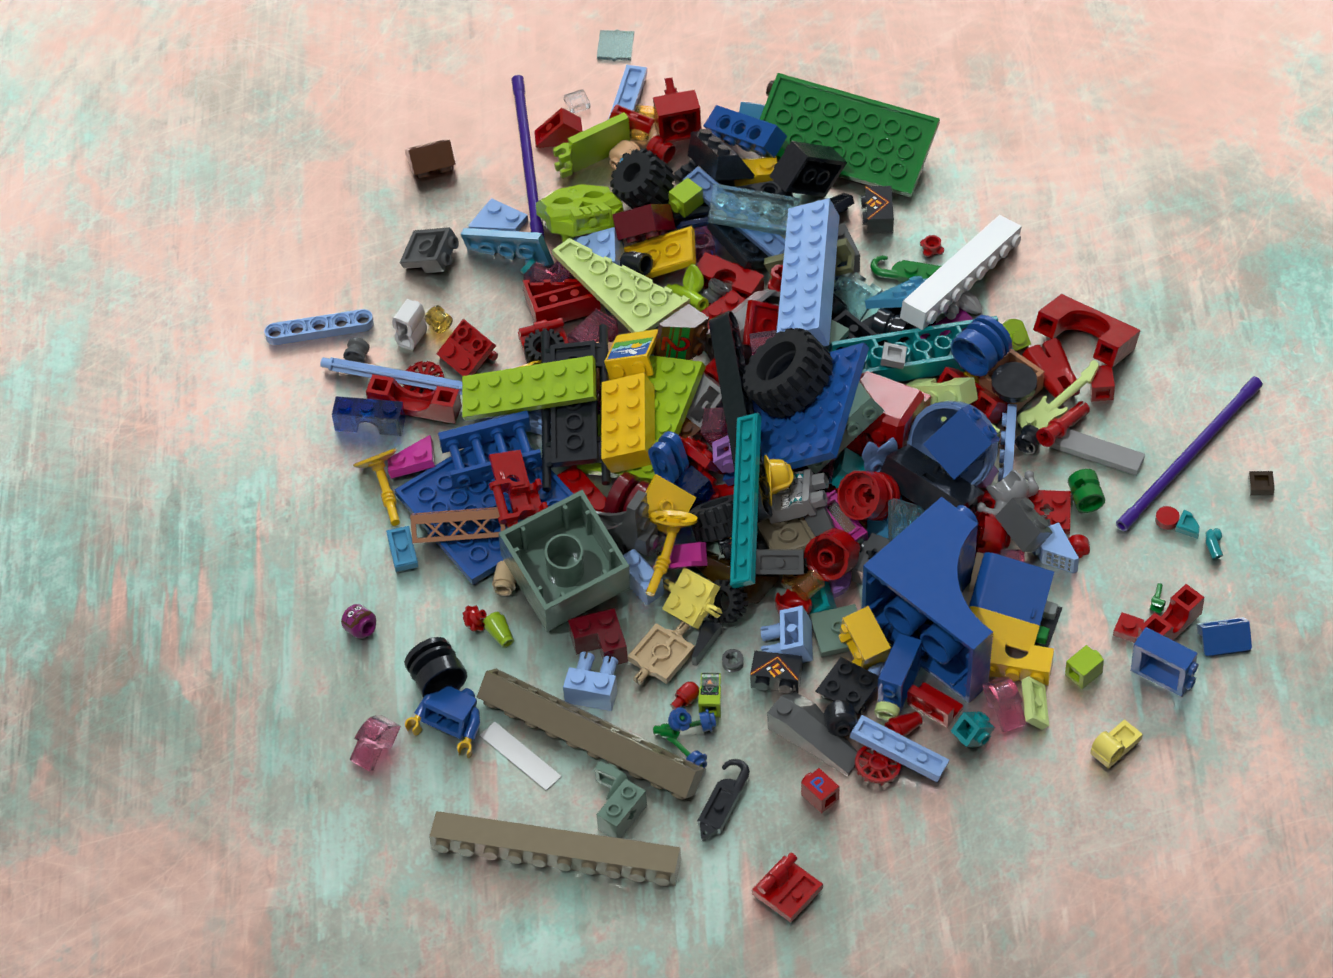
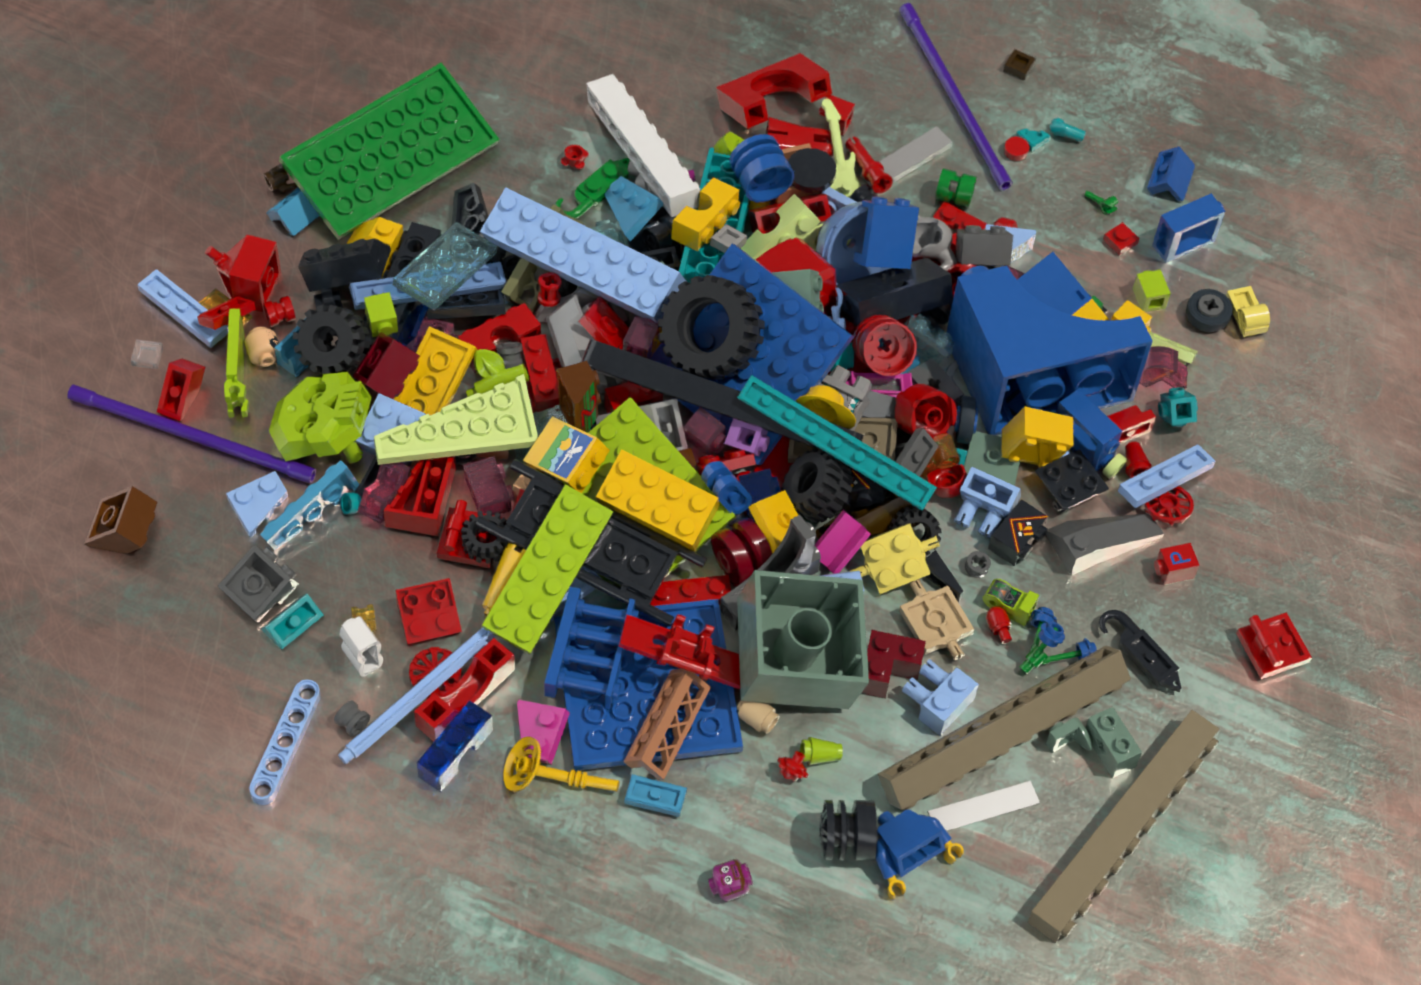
camera: 70 degrees left, 5 degrees up
(372, 737) = (901, 929): clear pink brick -> none
(415, 285) = (292, 621): none -> teal slope
(615, 45) = (92, 284): clear light blue piece -> none
(637, 261) = (434, 399): black piece -> none
(673, 523) = (821, 525): yellow dish -> none
(745, 131) = (288, 234): blue brick -> none
(808, 169) = (424, 195): black brick -> none
(840, 718) = (1113, 503): black head -> none
(849, 590) = (966, 419): none -> black wheel
(879, 209) = (498, 170): black brick -> none
(925, 338) = (716, 205): none -> yellow arch
(1088, 720) = (1218, 311): none -> black wheel
(1183, 609) = (1133, 188): red arch -> none

